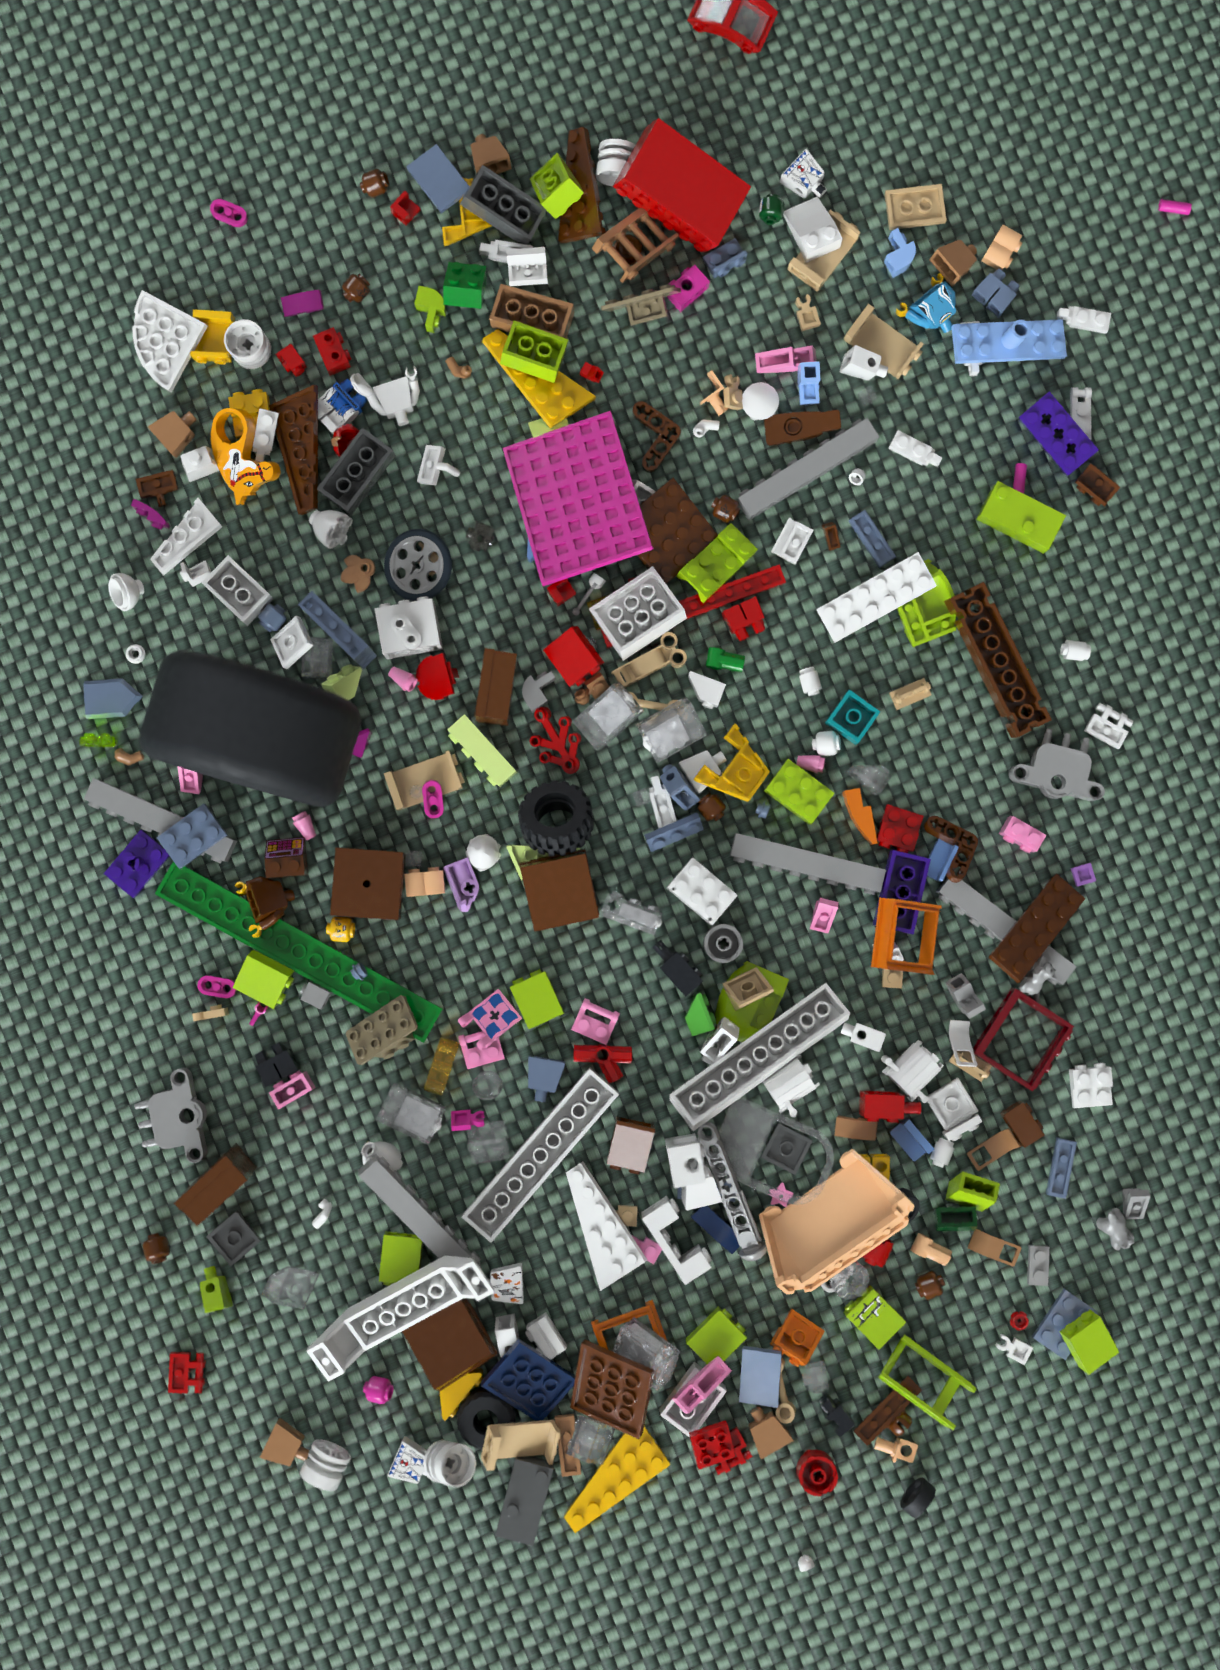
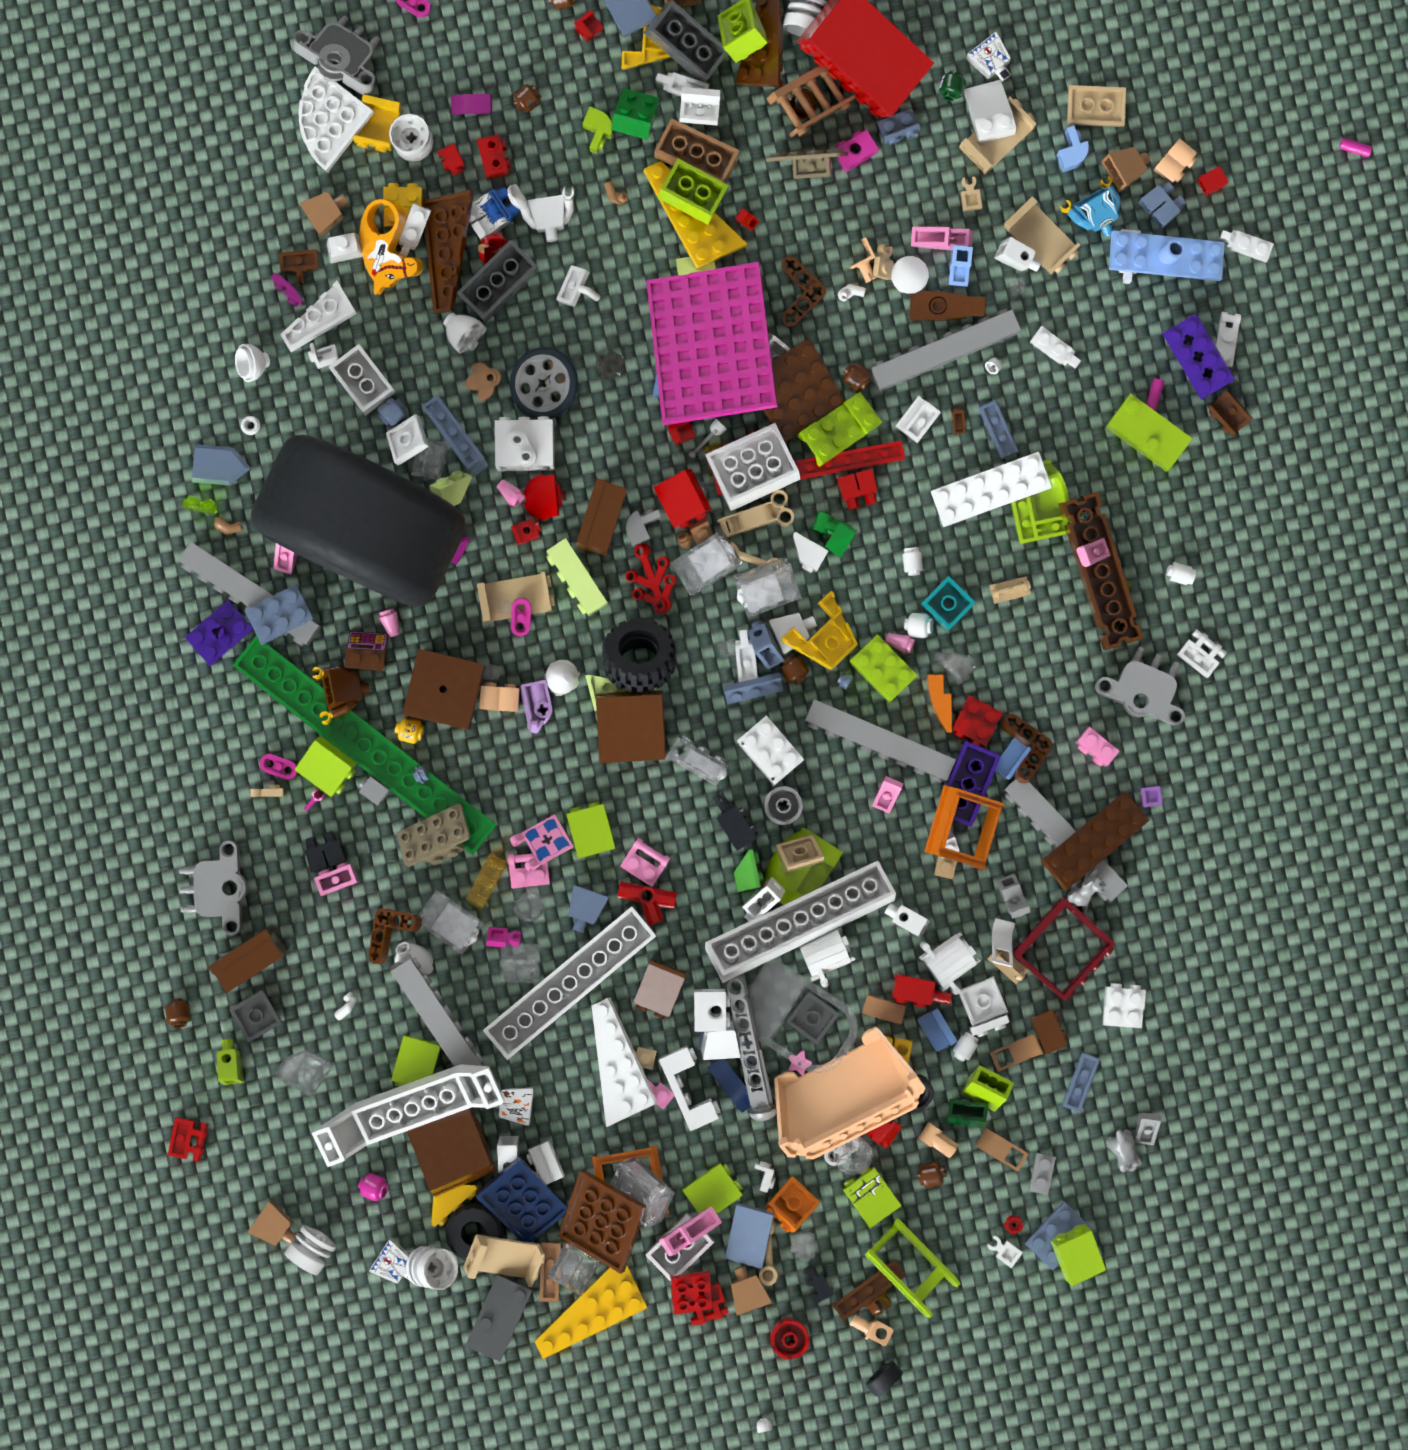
camera: 15 degrees right, 0 degrees up
(165, 272) = (344, 47): none -> light grey piece
(349, 1128) = (385, 926): none -> reddish brown beam
(422, 721) = (523, 538): none -> red brick
(736, 670) = (840, 539): none -> green slope
(769, 1318) = (768, 1180): none -> white bracket
(989, 642) = (1093, 552): none -> bright pink slope
(1041, 262) = (1212, 181): none -> red panel

